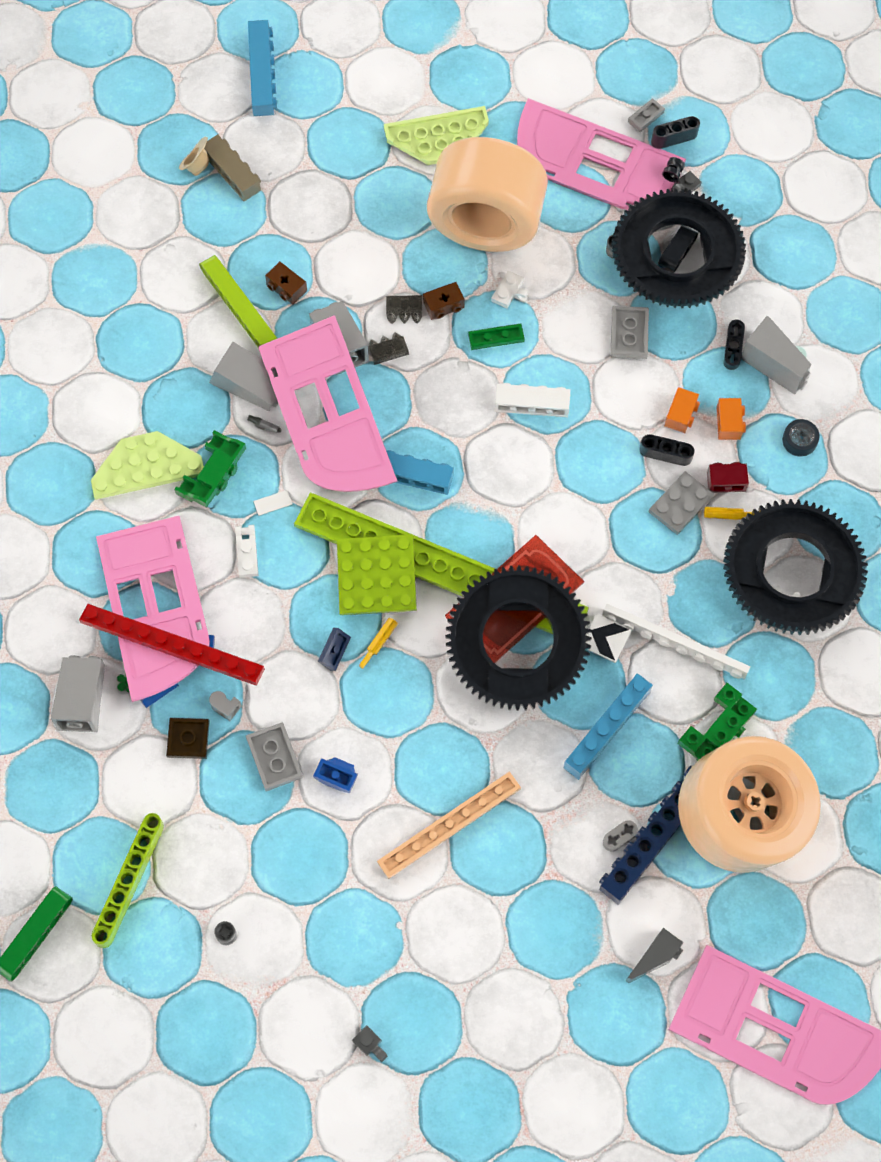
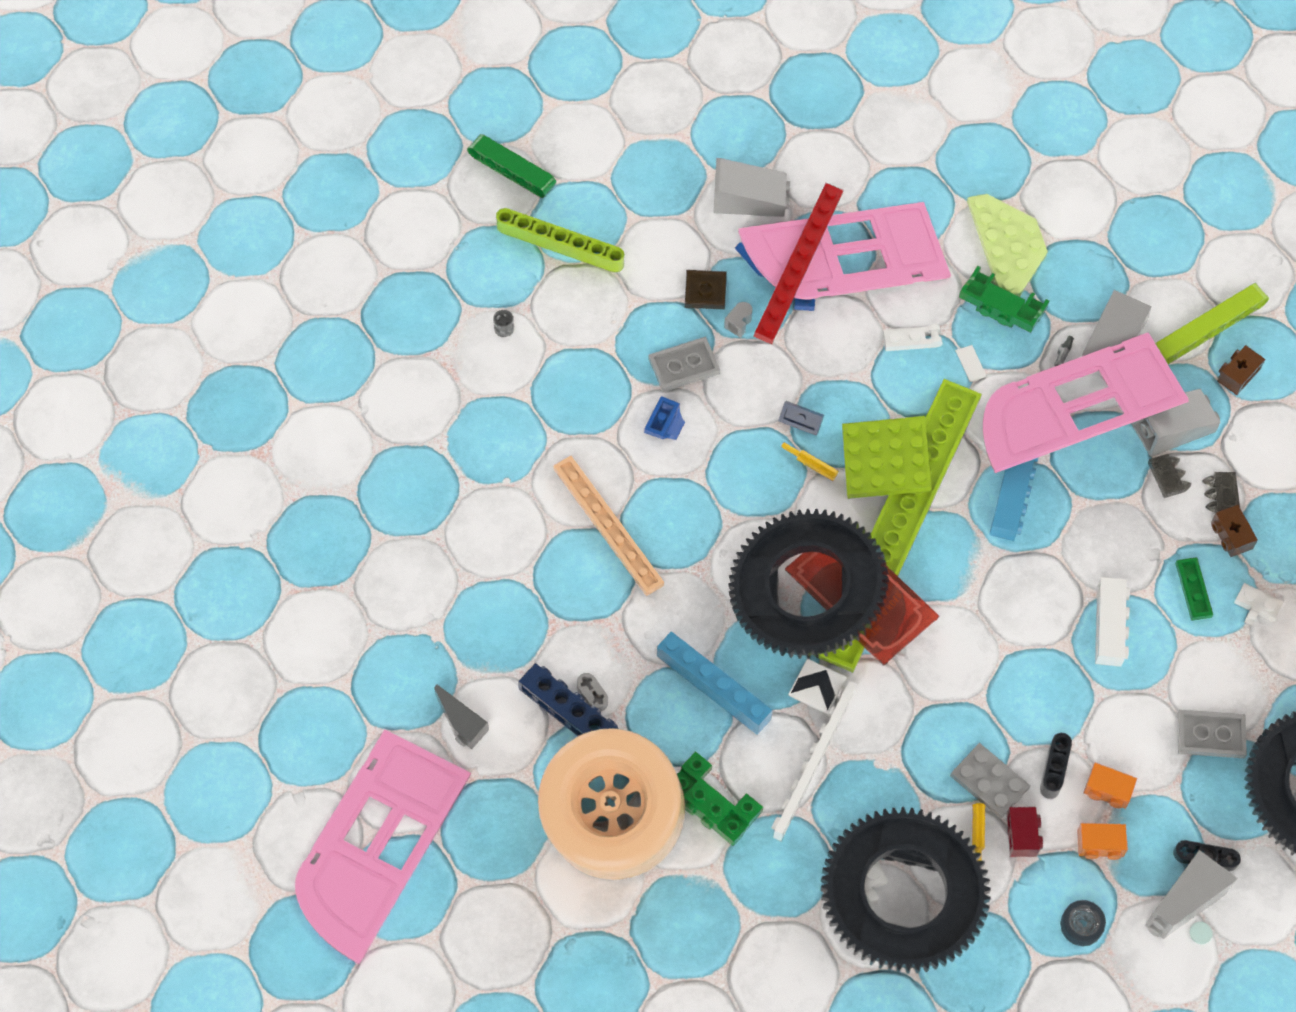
camera: 90 degrees right, 5 degrees down
(368, 1042) = (389, 450): dark grey plate -> none

